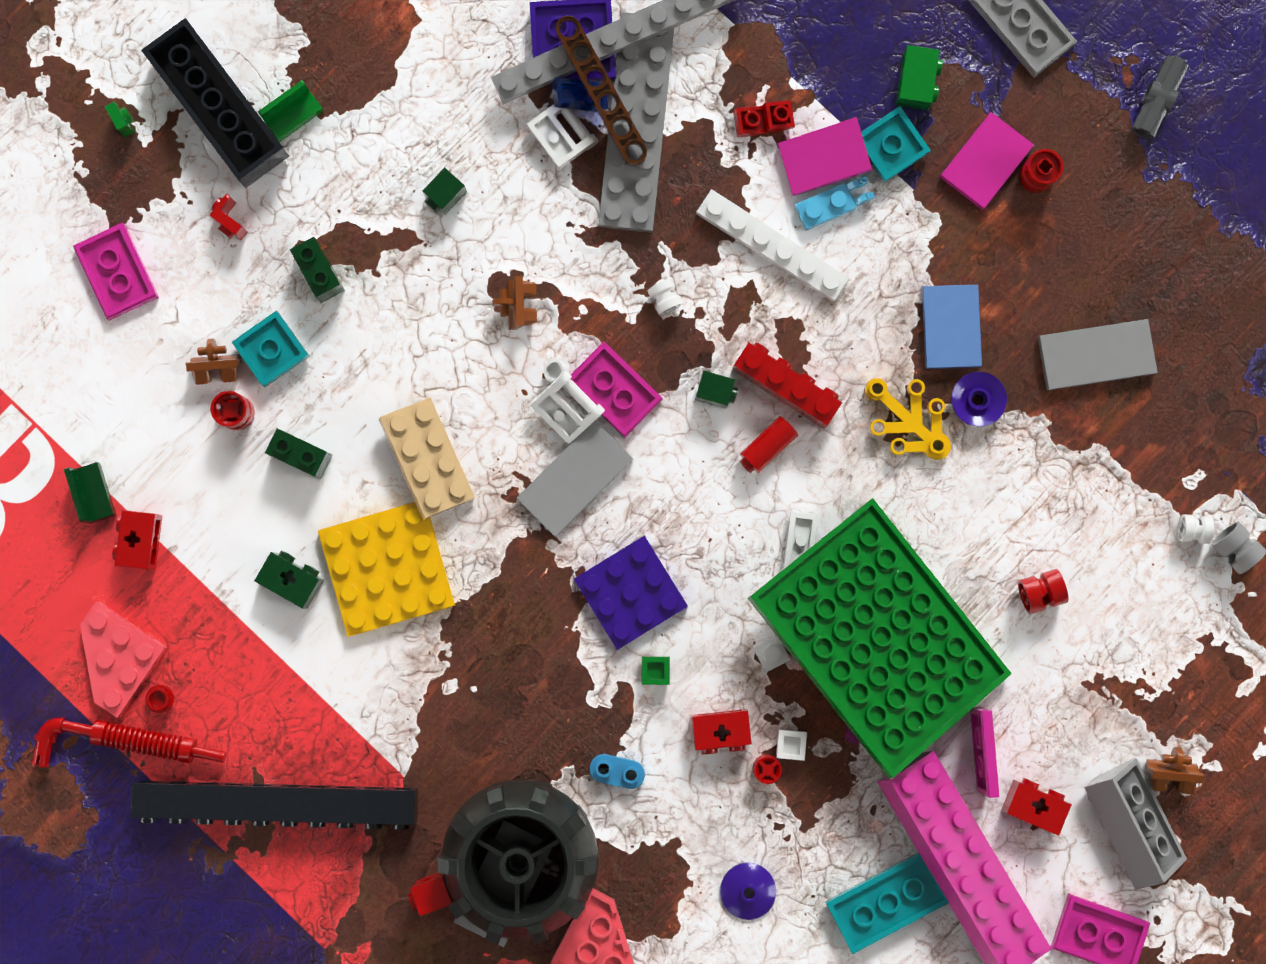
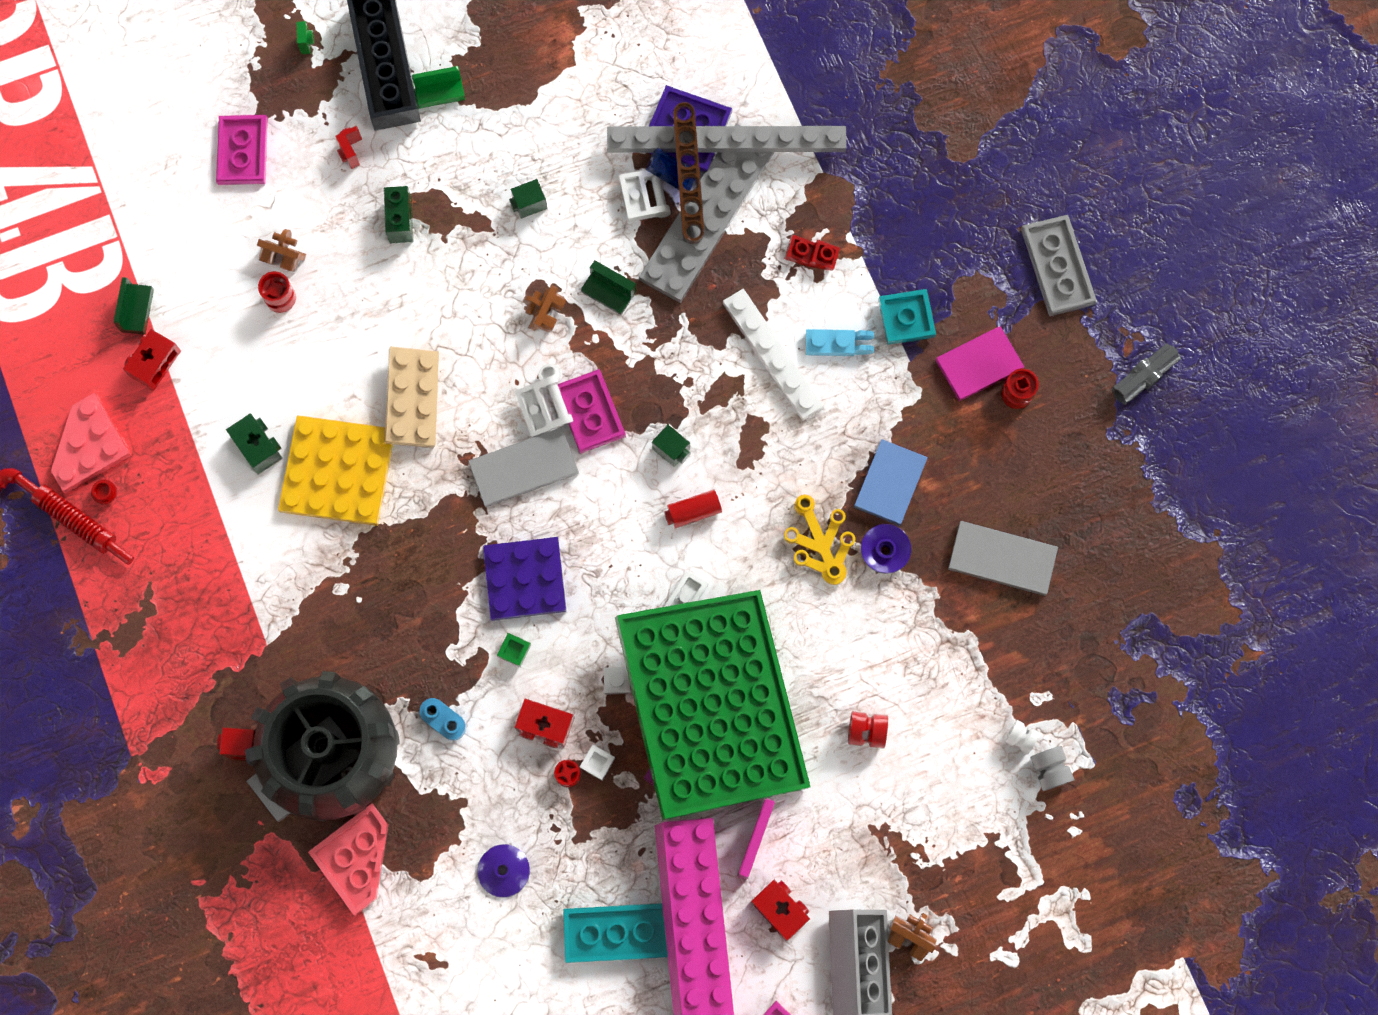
camera: 25 degrees right, 10 degrees down
(270, 349) = (331, 259): teal plate -> none
(274, 803) = (152, 615): black brick -> none
(298, 453) = (312, 348): dark green brick -> none
(572, 250) = (609, 287): none -> dark green panel
(666, 299) = (665, 355): white wheel -> none
(786, 385) = (731, 468): red brick -> none
(825, 156) = (847, 302): dark pink tile -> none
(918, 78) = (951, 274): green brick -> none

